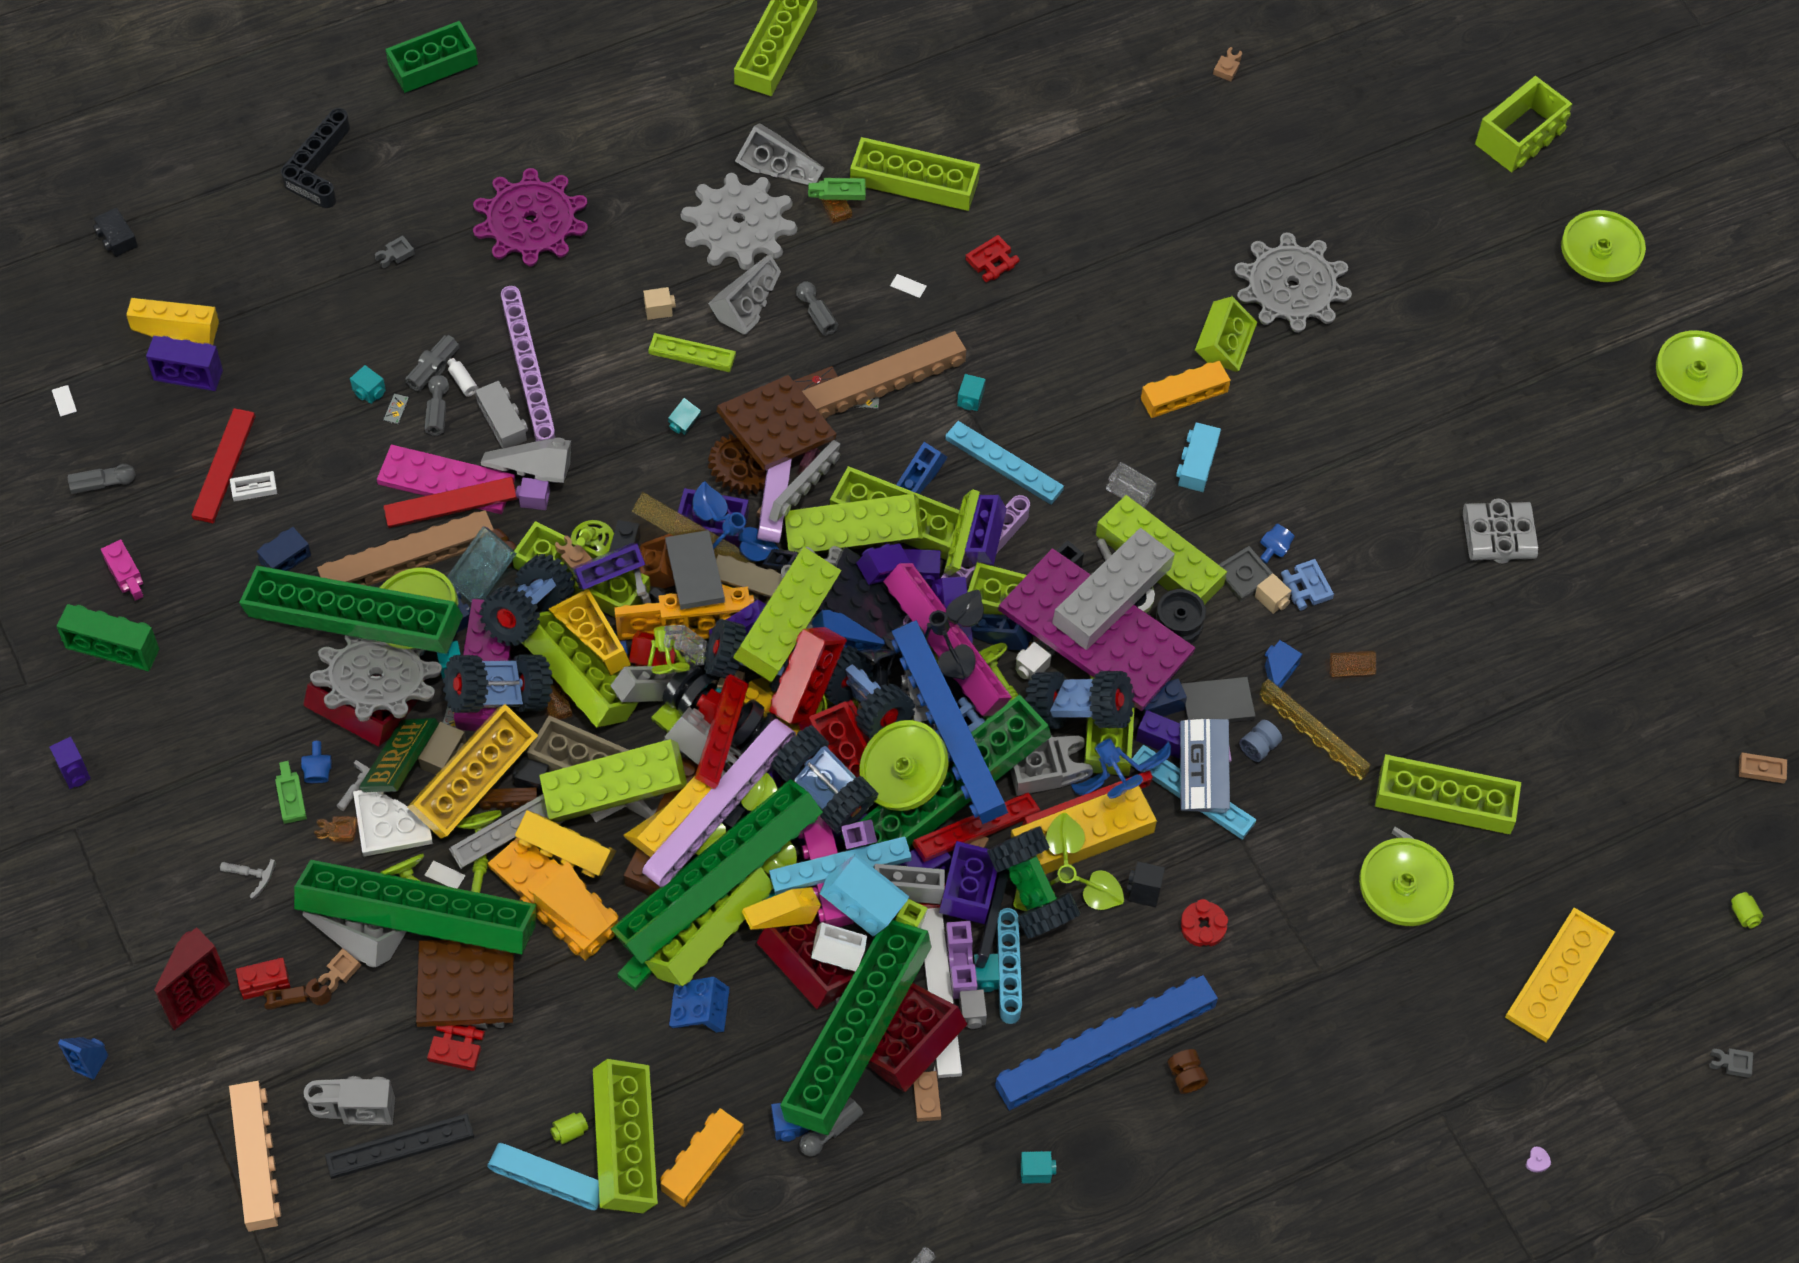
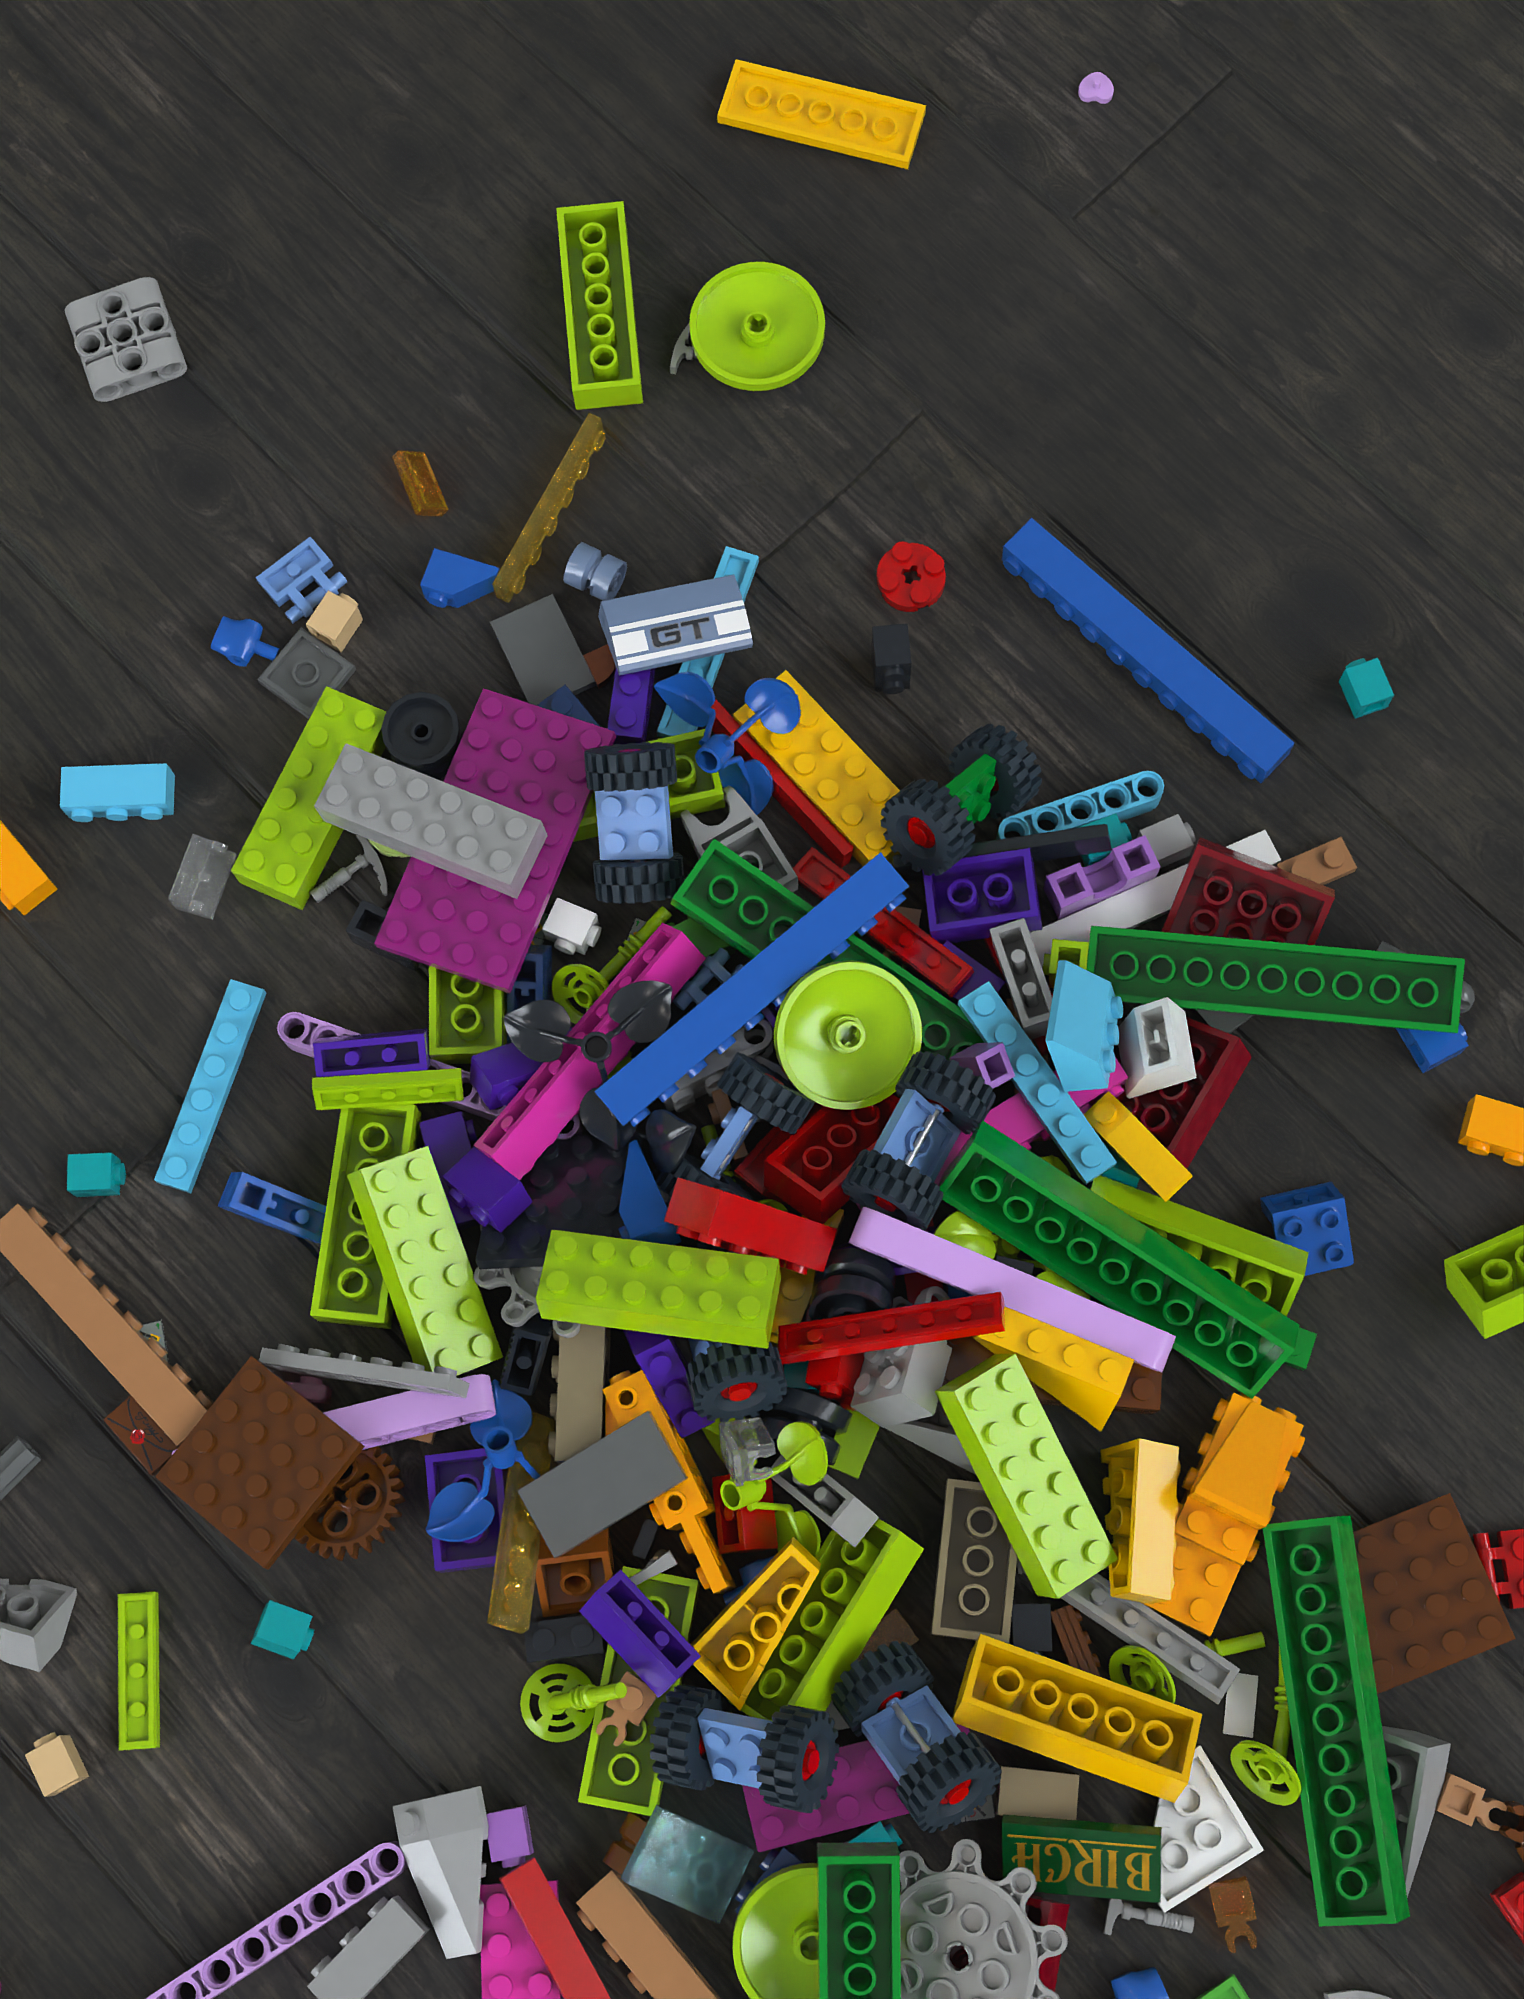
camera: 100 degrees left, 15 degrees up
(1067, 836) = (911, 722): lime plant -> none
(1186, 1068) = (1146, 534): reddish brown wheel -> none

